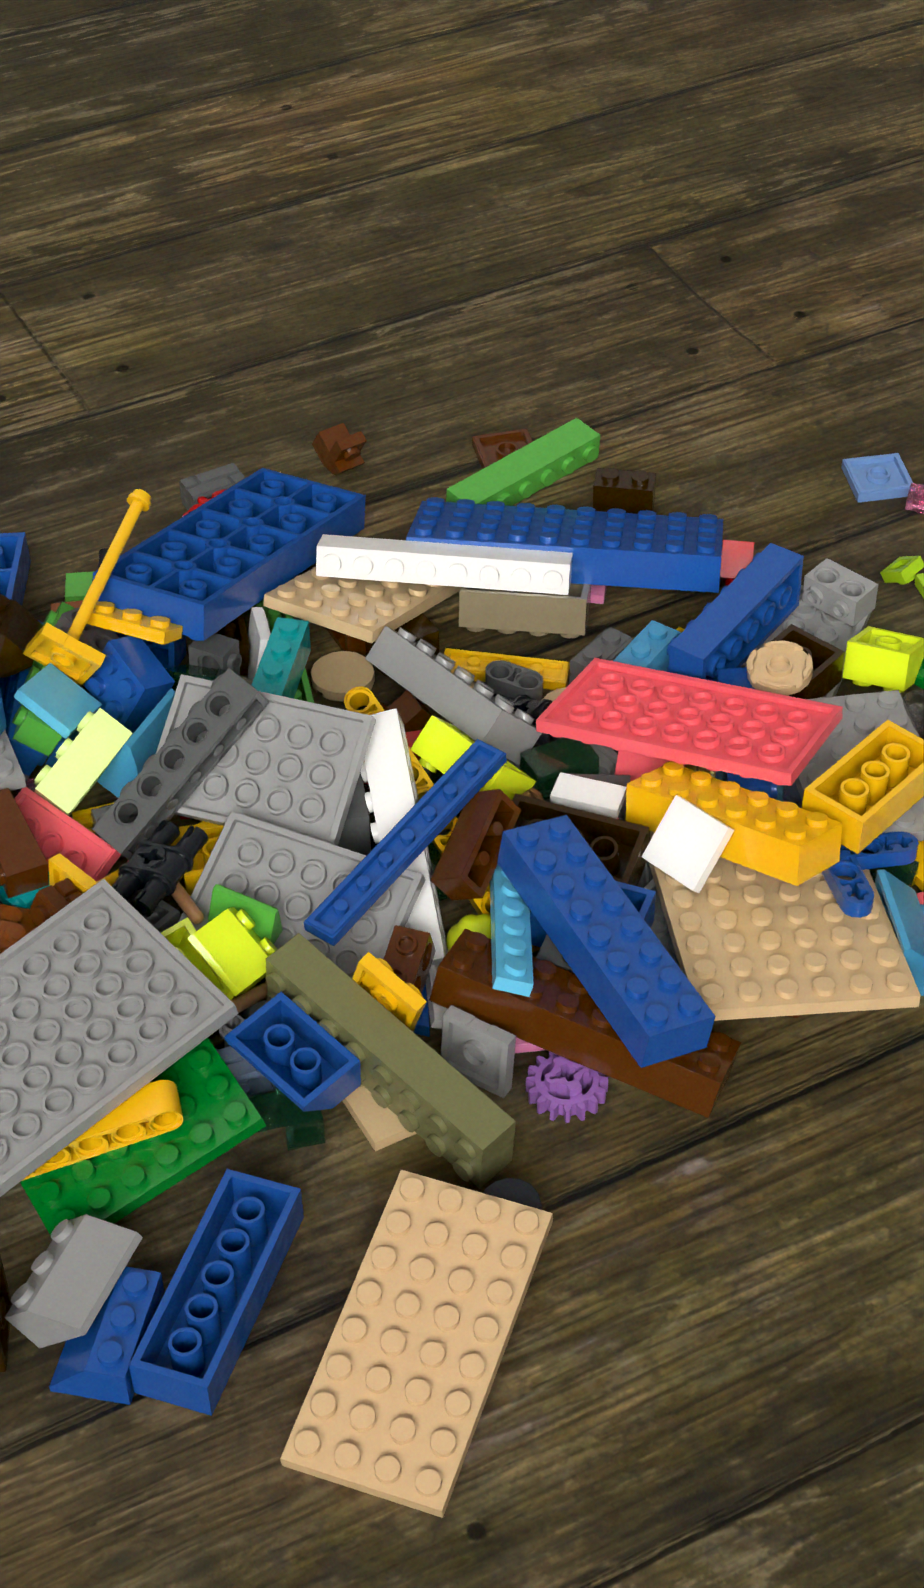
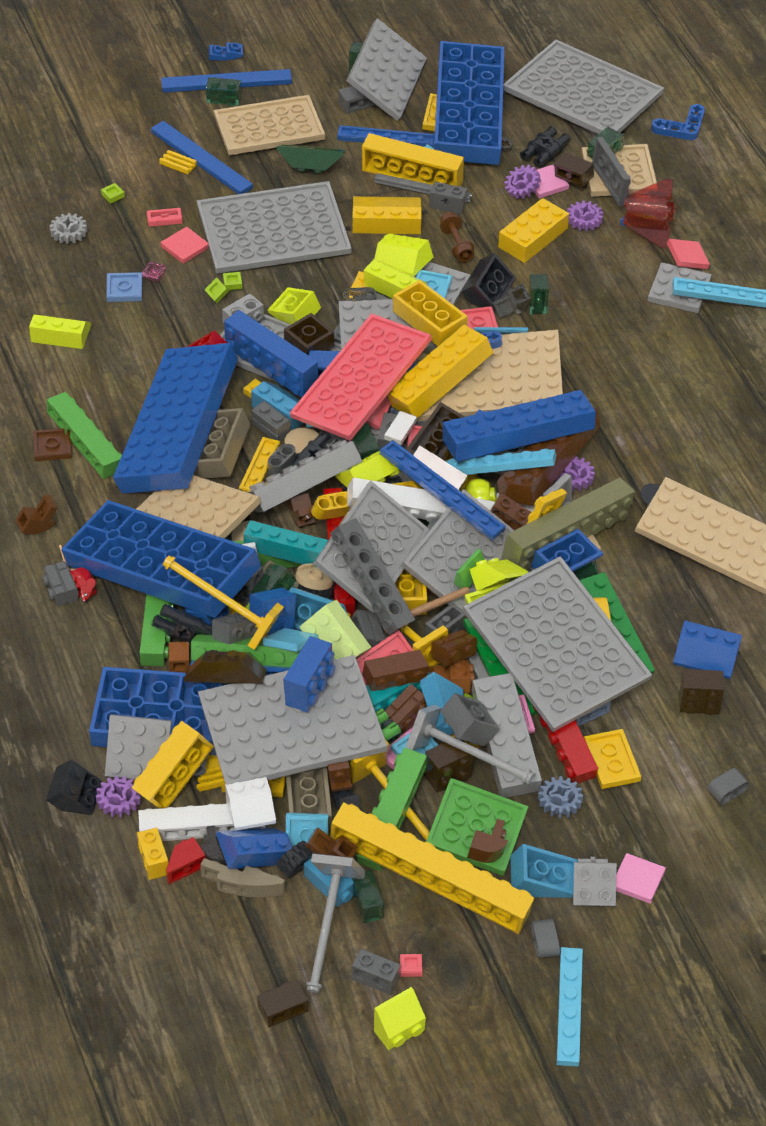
camera: 85 degrees left, 5 degrees up
(71, 1280) = (682, 650): light grey slope -> none
(133, 623) = (244, 593): yellow plate -> none
(158, 866) = (431, 611): black pin -> none
(217, 1292) = (683, 600): blue brick -> none
(444, 564) = (200, 463): white brick -> none
(624, 490) = (118, 392): dark brown brick -> none
(687, 843) = (457, 387): white tile -> none
(751, 421) = (59, 331): none -> neon yellow slope
(779, 668) = (322, 338): tan tile -> none

